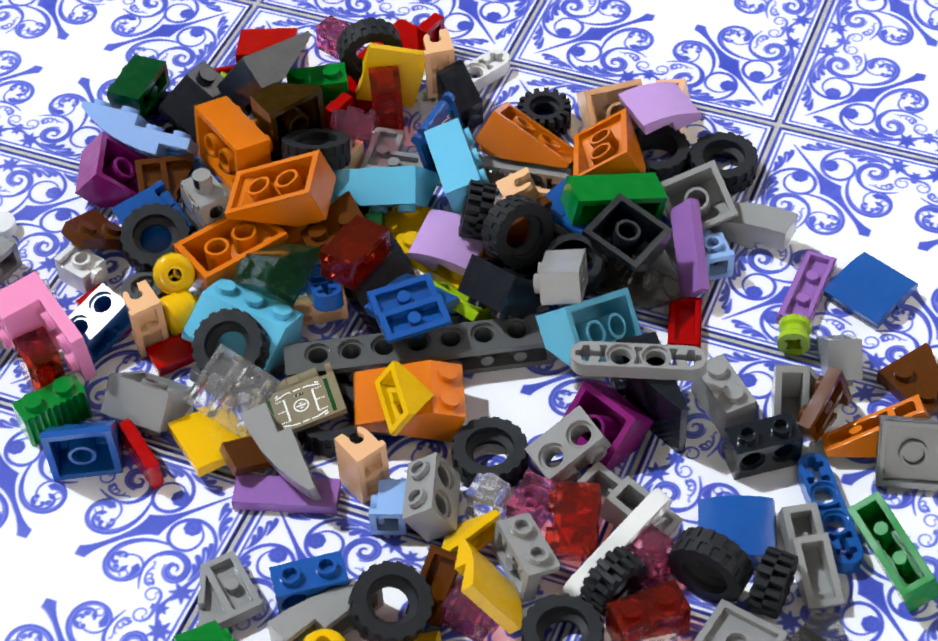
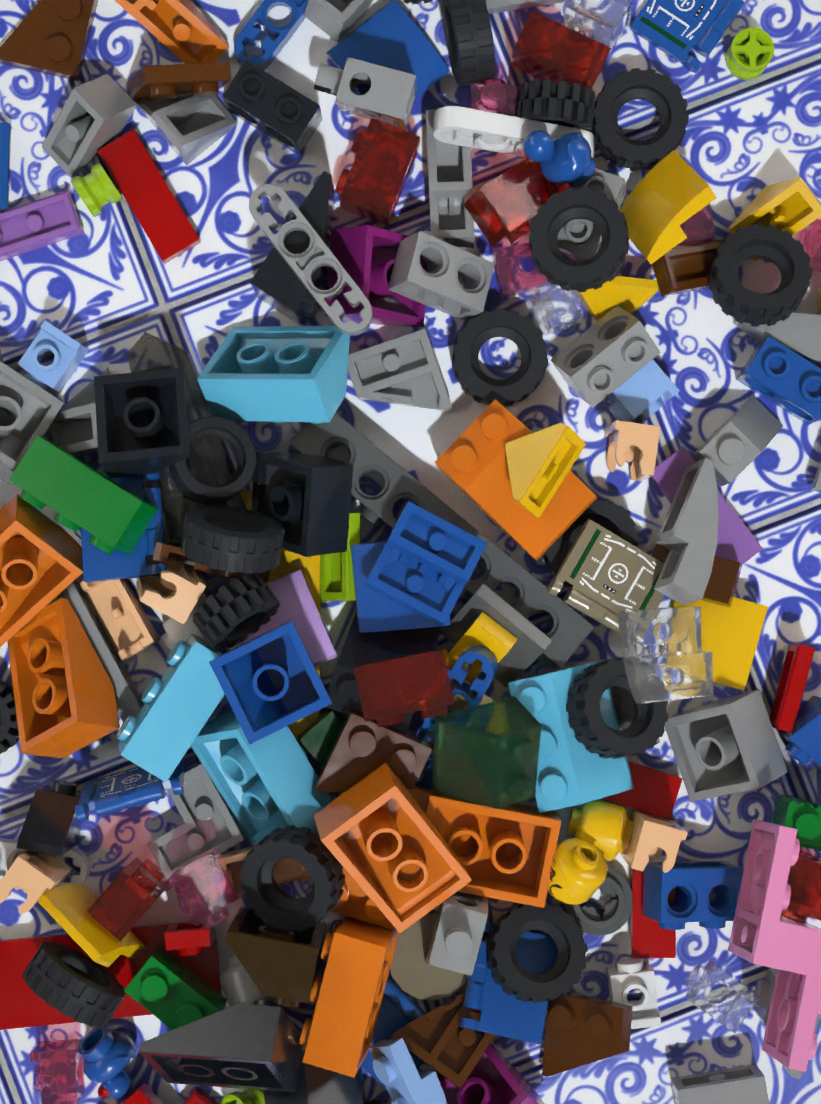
camera: 135 degrees left, 40 degrees up
(305, 525) = (739, 440): none -> light grey slope
(319, 53) = (105, 1059): none -> blue animal
(335, 329) = (530, 641): none -> dark grey tile
(336, 318) = (485, 633): none -> yellow tile
(423, 200) = (270, 681): none -> blue slope
(507, 531) = (579, 205): none -> black tyre
(533, 402) = (400, 373): none -> light grey wing
(561, 277) = (266, 425): light grey brick -> none
(575, 547) = (562, 160): none -> blue animal
(665, 465) = (378, 171): none -> clear red brick
(685, 322) = (170, 311): red tile -> none
(690, 248) = (75, 371): medium lavender tile -> none
(716, 483) = (387, 100): none -> light grey torso
(724, 395) = (229, 202): light grey brick -> none
(760, 359) = (148, 196): none -> red tile

